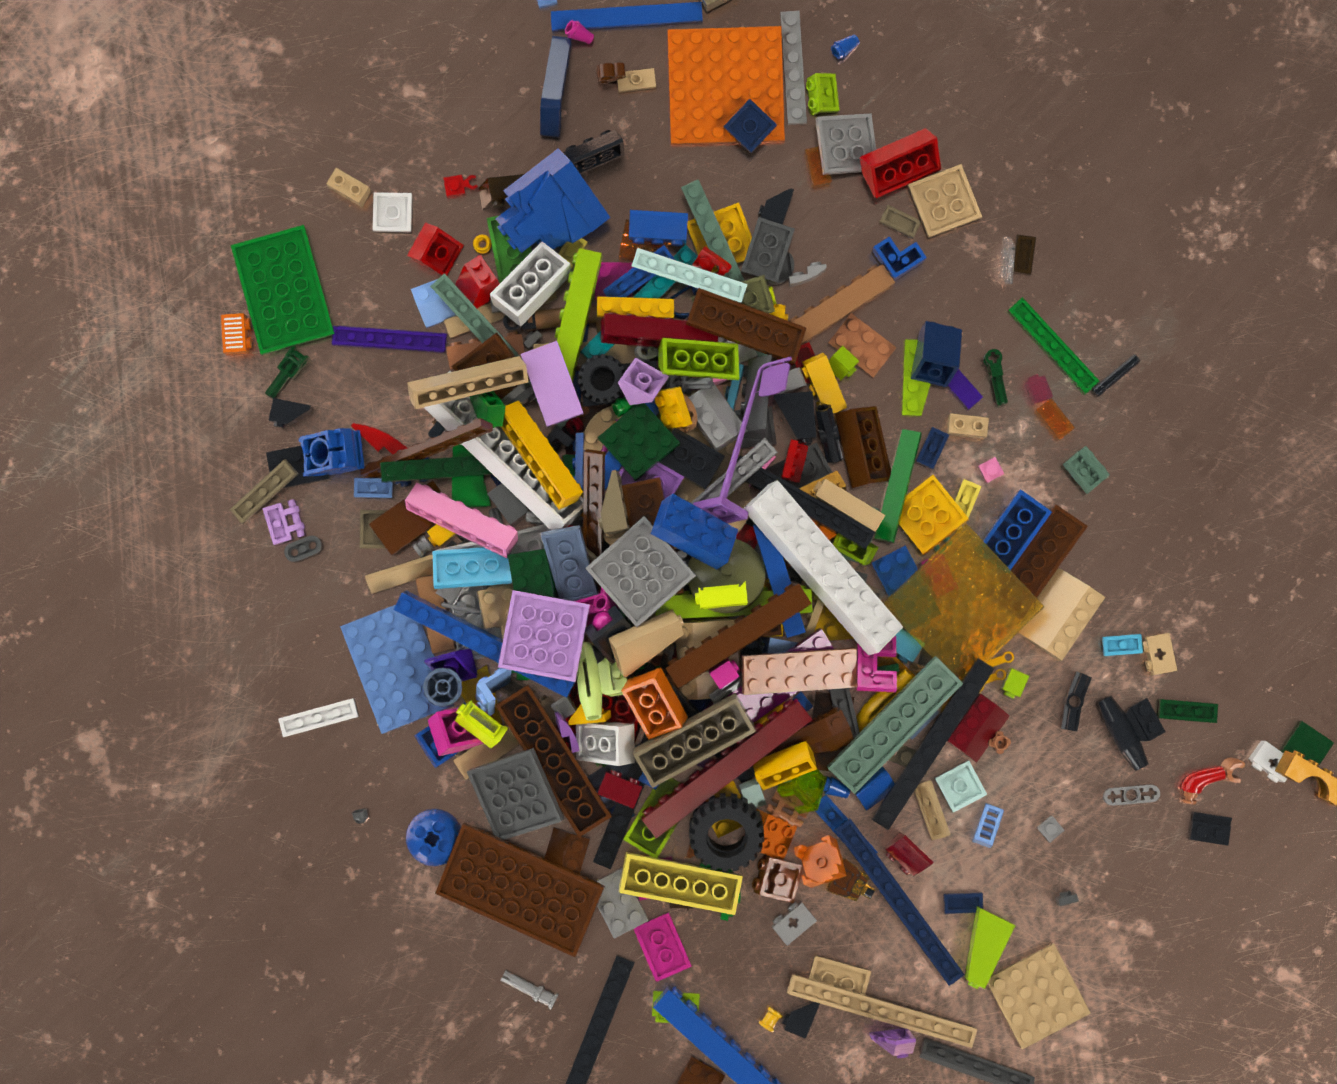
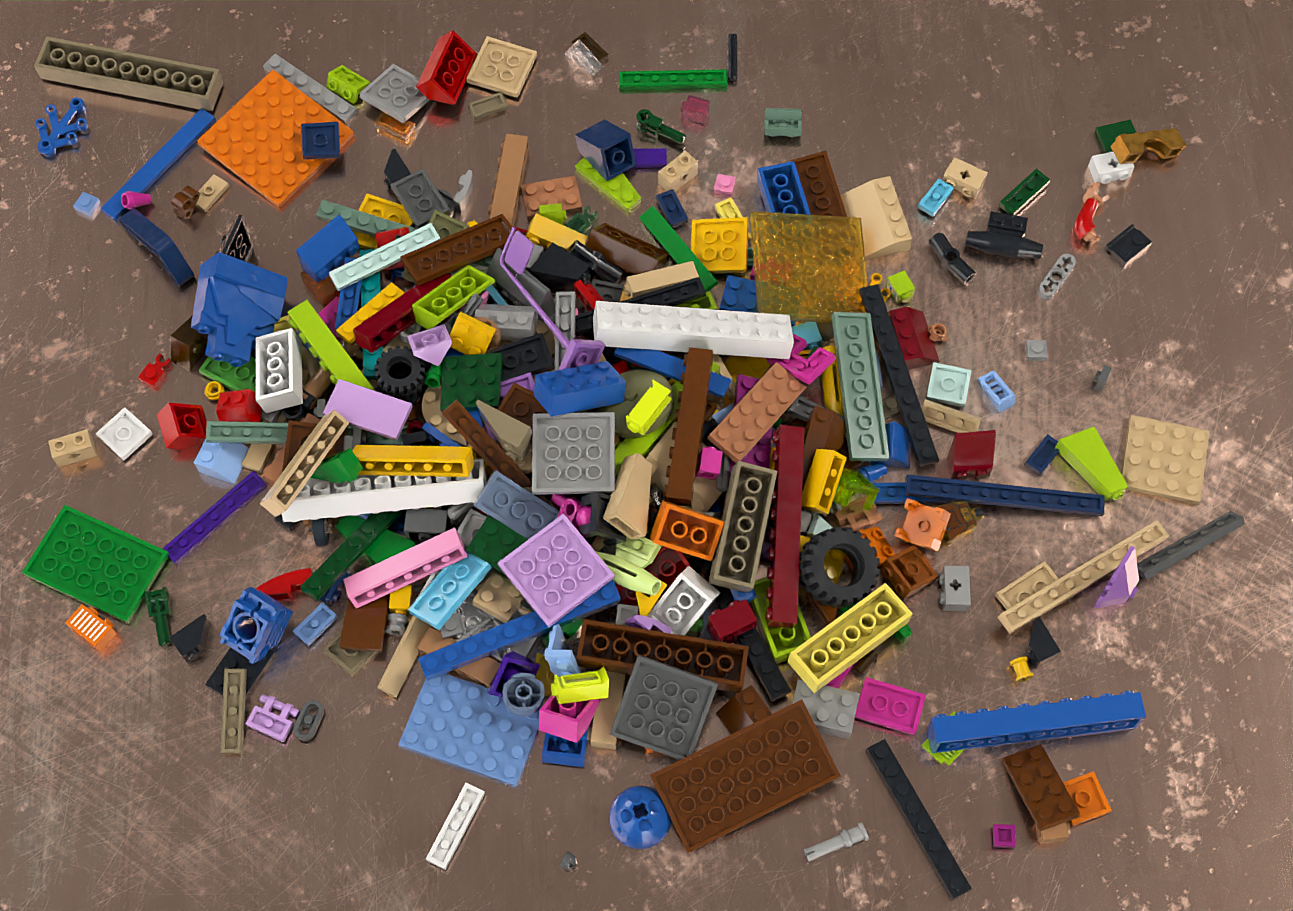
camera: 50 degrees left, 20 degrees down
(432, 446) = (326, 535): reddish brown plate -> none
(844, 46) = (329, 45): blue cone -> none
(856, 389) = (582, 222): none -> clear green plate
(898, 262) = (514, 123): blue brick -> none
(1055, 419) = (727, 116): clear orange plate -> none

